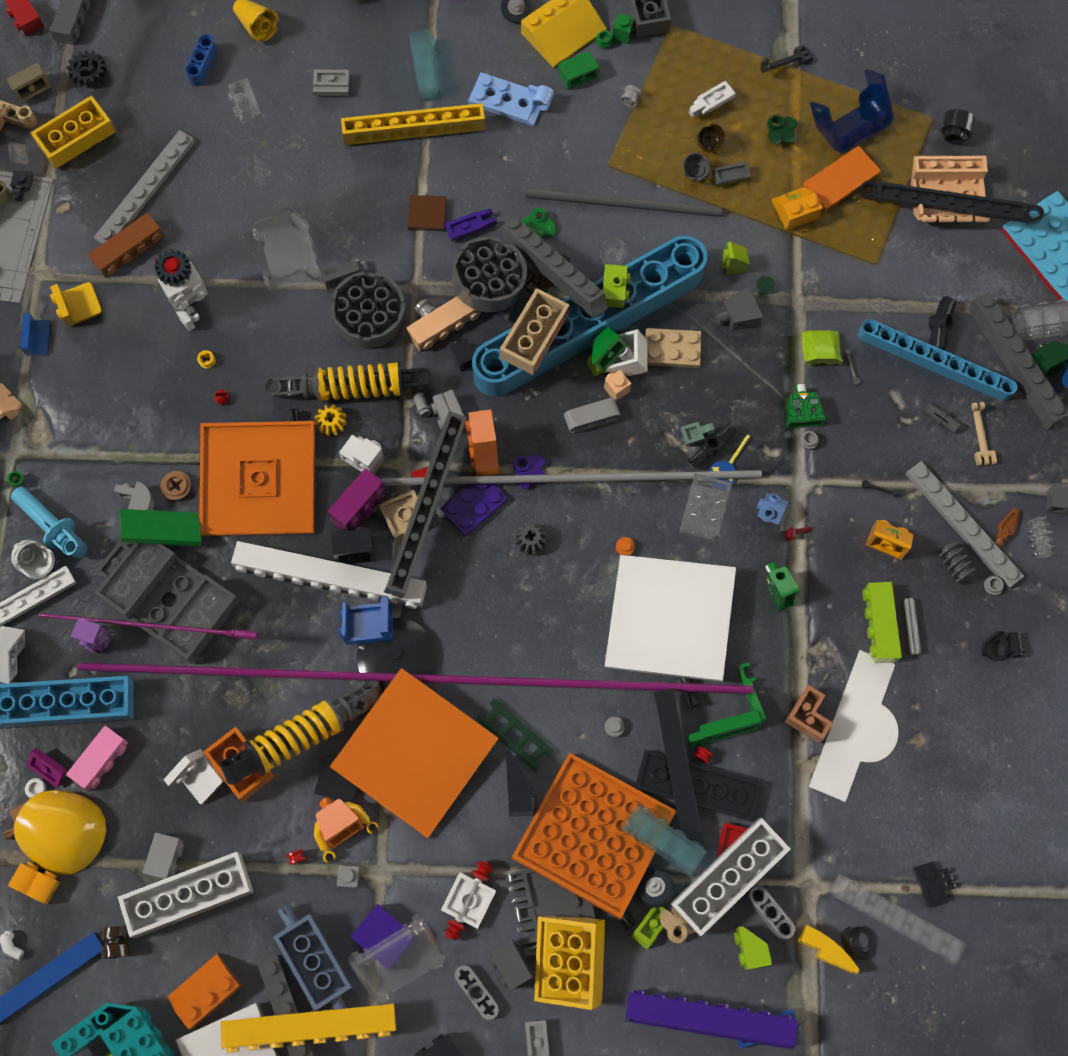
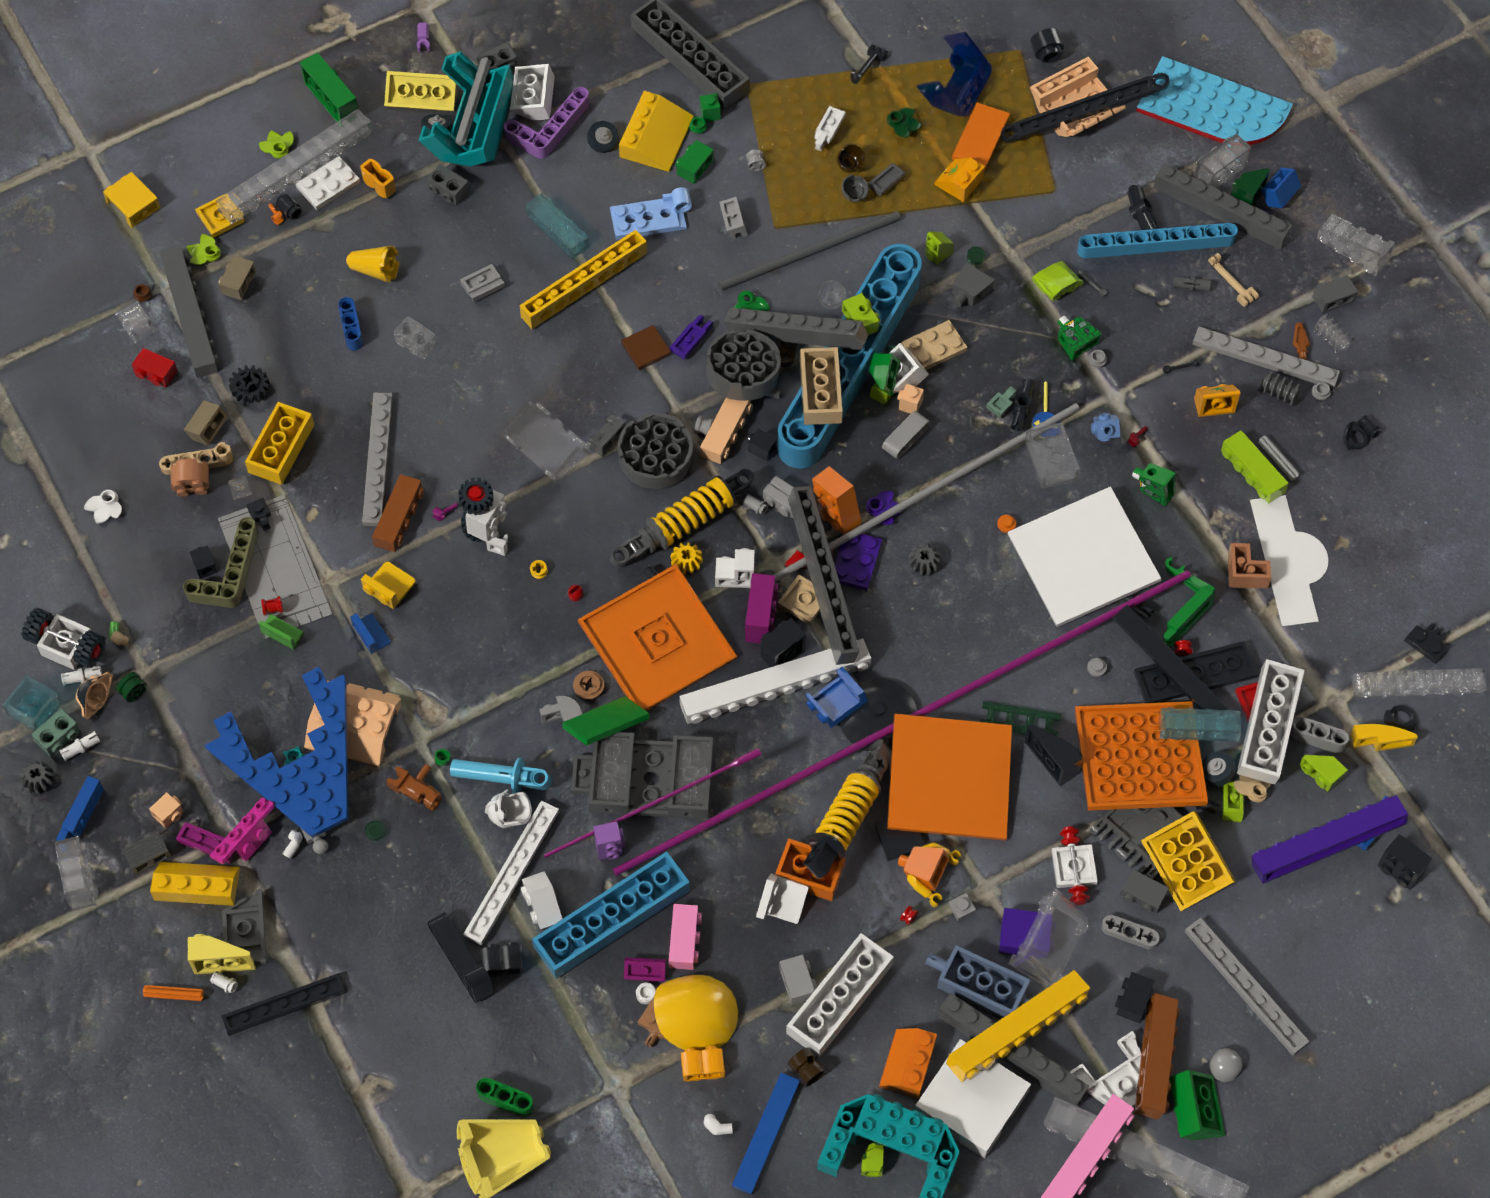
camera: 30 degrees left, 10 degrees down
(577, 137) = (733, 217): none -> light grey hinge

